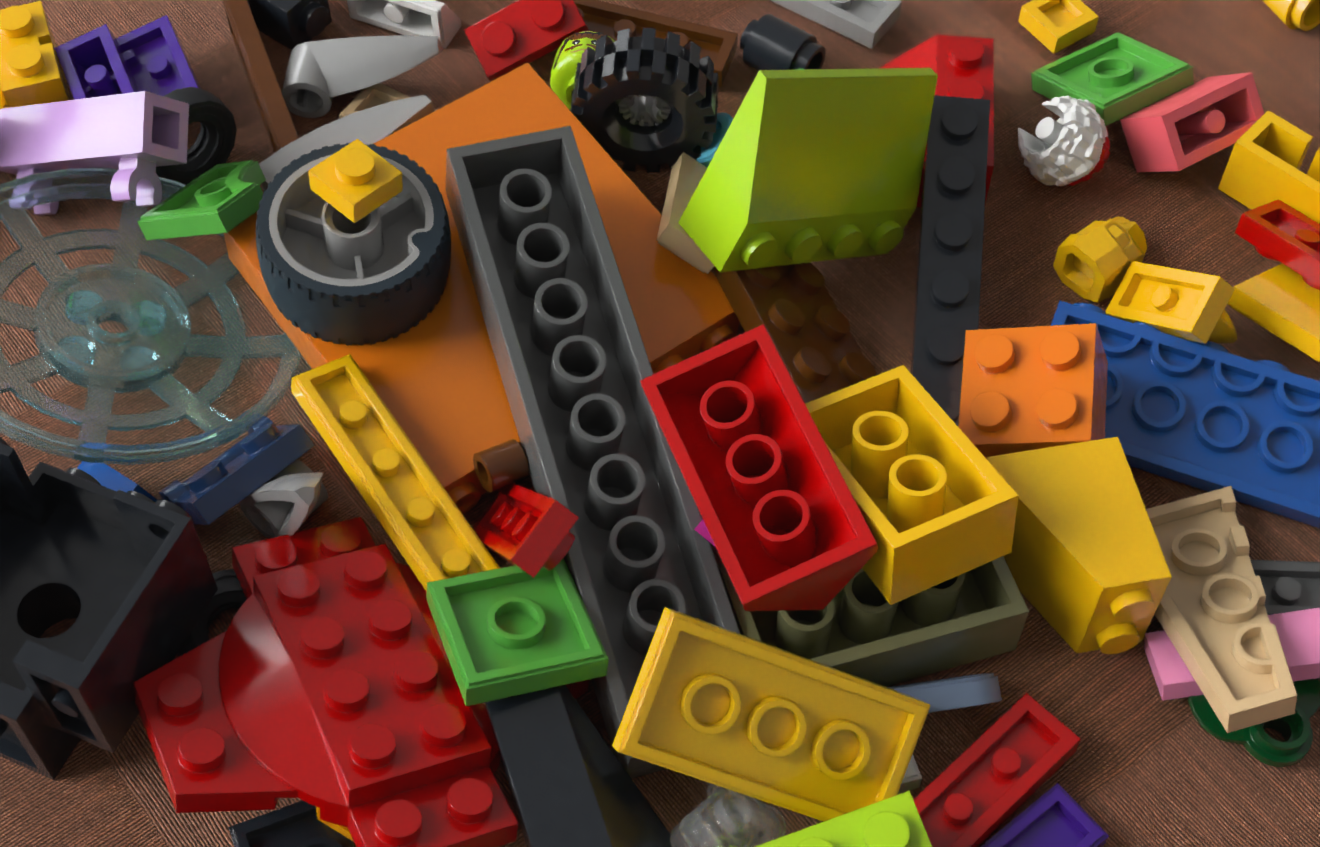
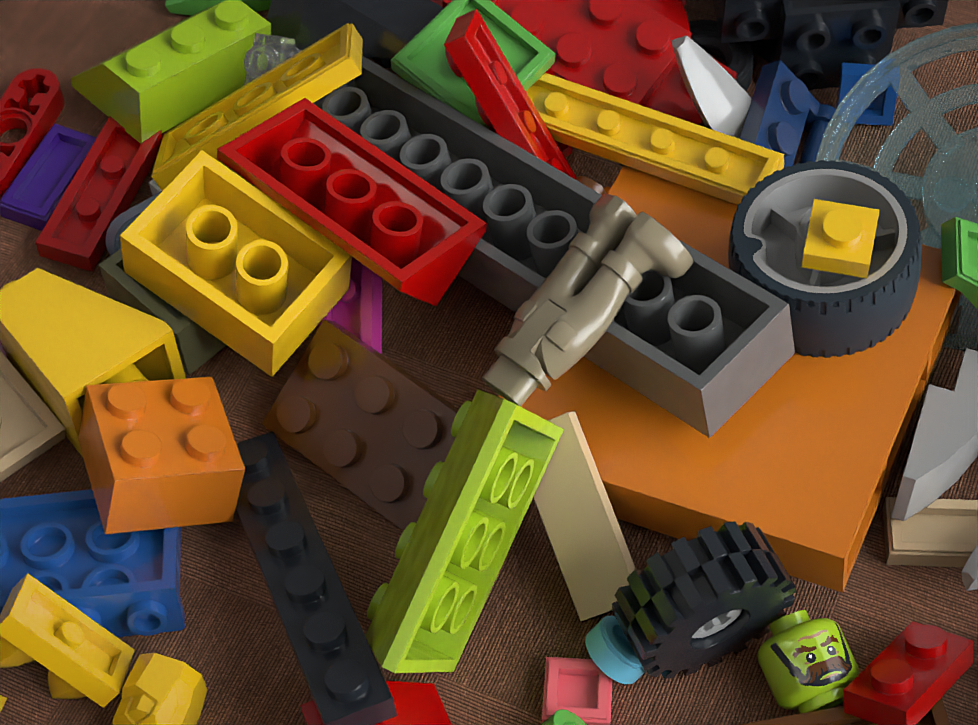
camera: 155 degrees right, 0 degrees up
(641, 246) = (582, 297): none -> dark tan piece

